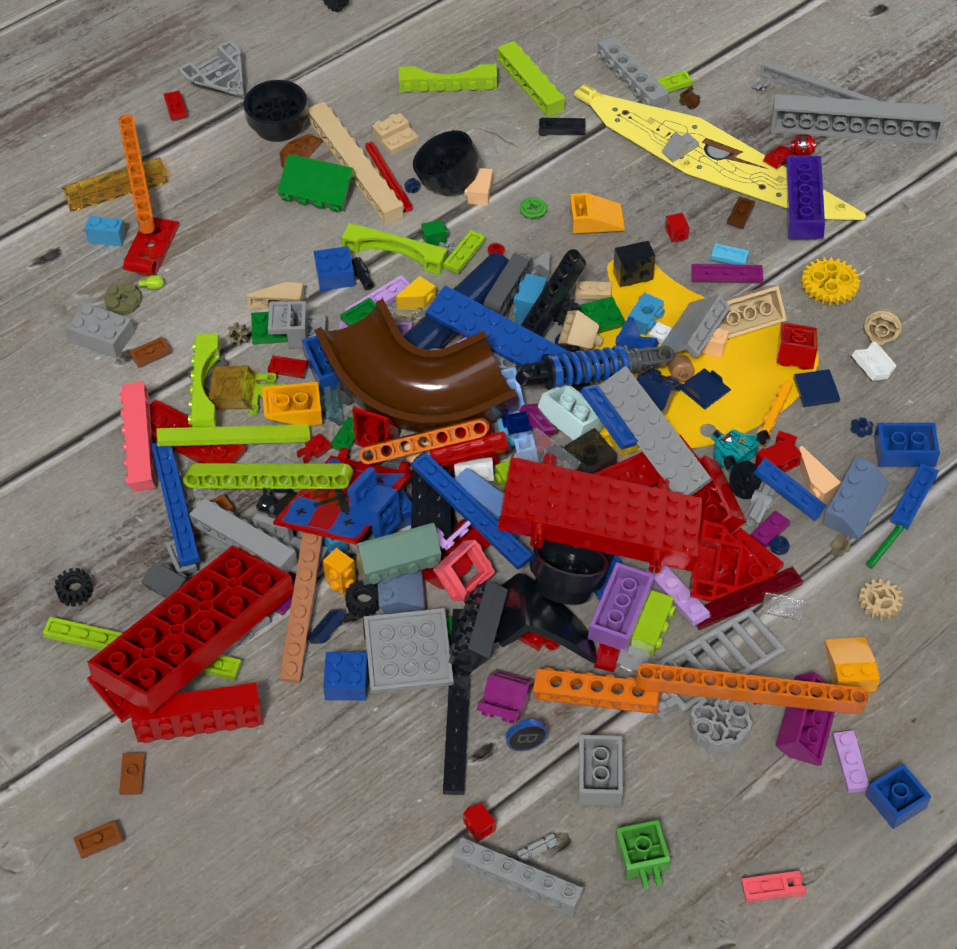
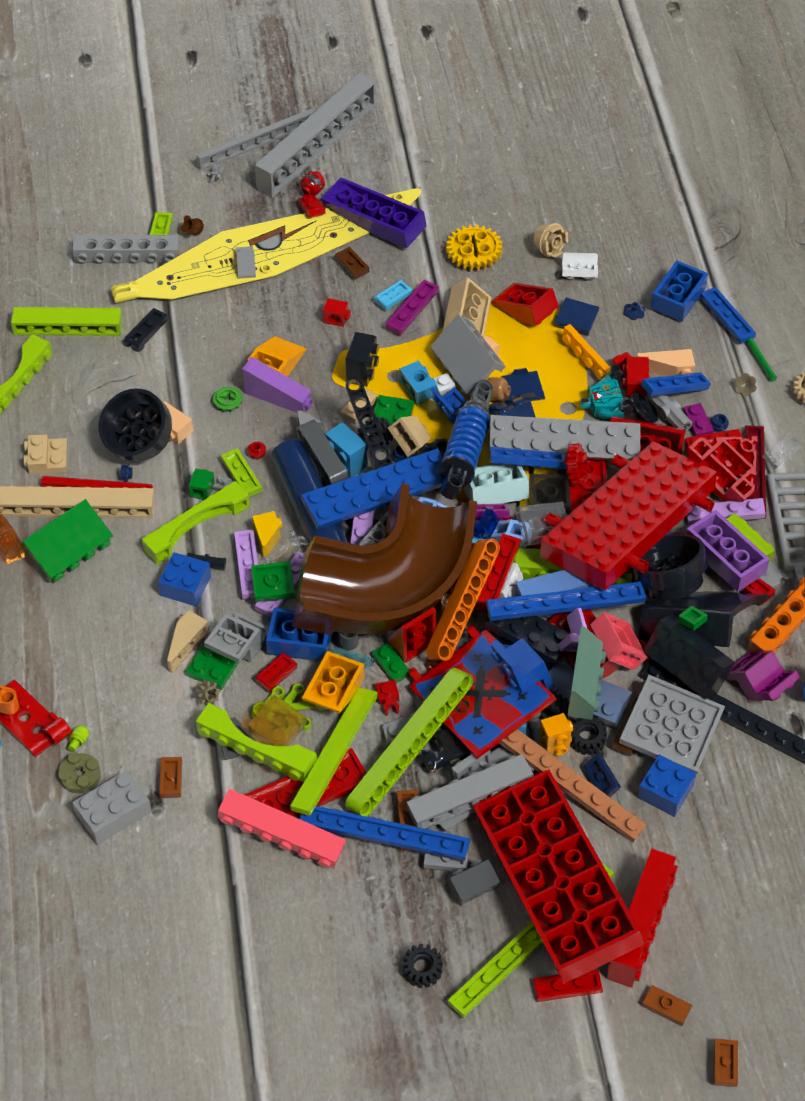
camera: 60 degrees left, 0 degrees up
(509, 604) = (692, 618): none -> green plate
(562, 223) = (275, 387): none -> medium lavender slope
(627, 452) = (576, 464): none -> red gear
(856, 499) = (708, 354): sand blue slope -> none

